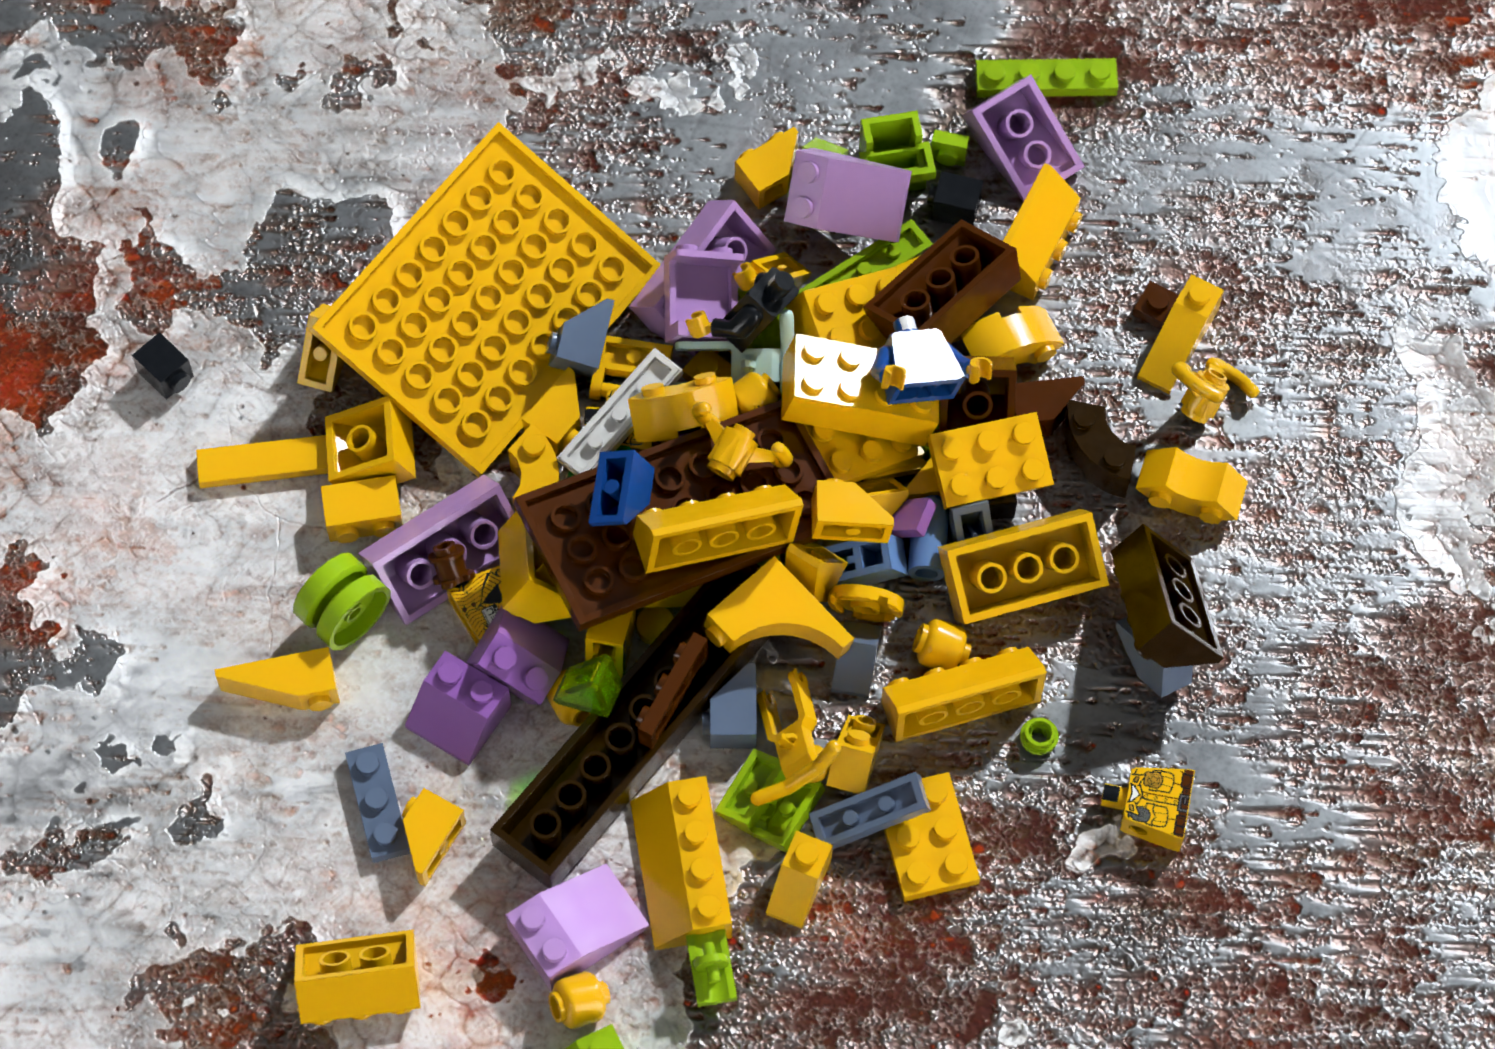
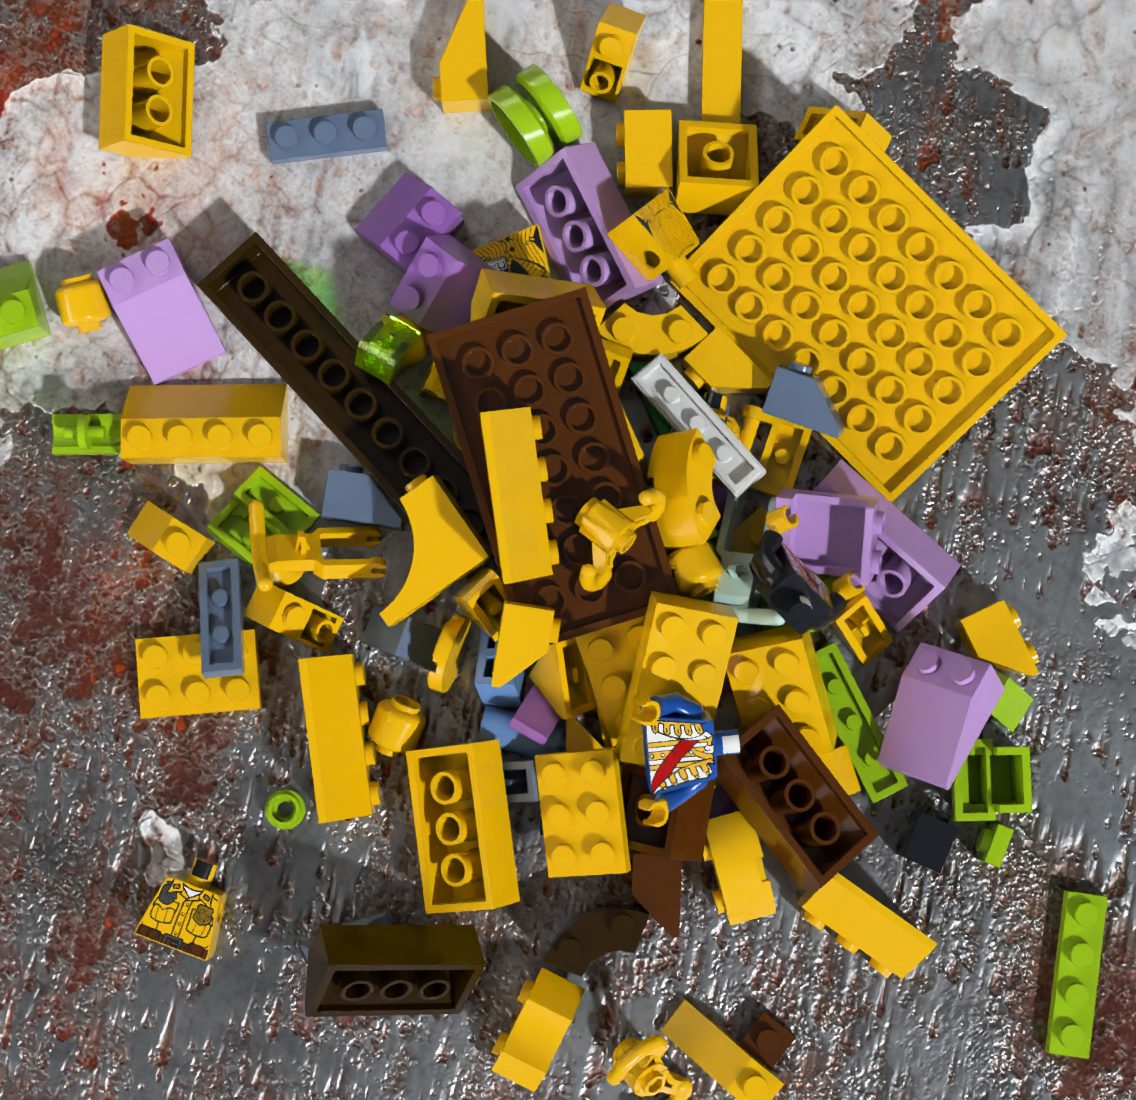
camera: 100 degrees right, 20 degrees up
(265, 551) = (612, 52): none -> yellow slope
(431, 830) = (281, 179): yellow slope -> none
(446, 478) = (658, 240): none -> yellow torso
(449, 565) = (555, 229): reddish brown brick -> none
(620, 488) = (563, 394): blue slope -> none
(671, 689) = (366, 429): reddish brown plate -> none
(1021, 135) = (995, 930): lavender slope -> none

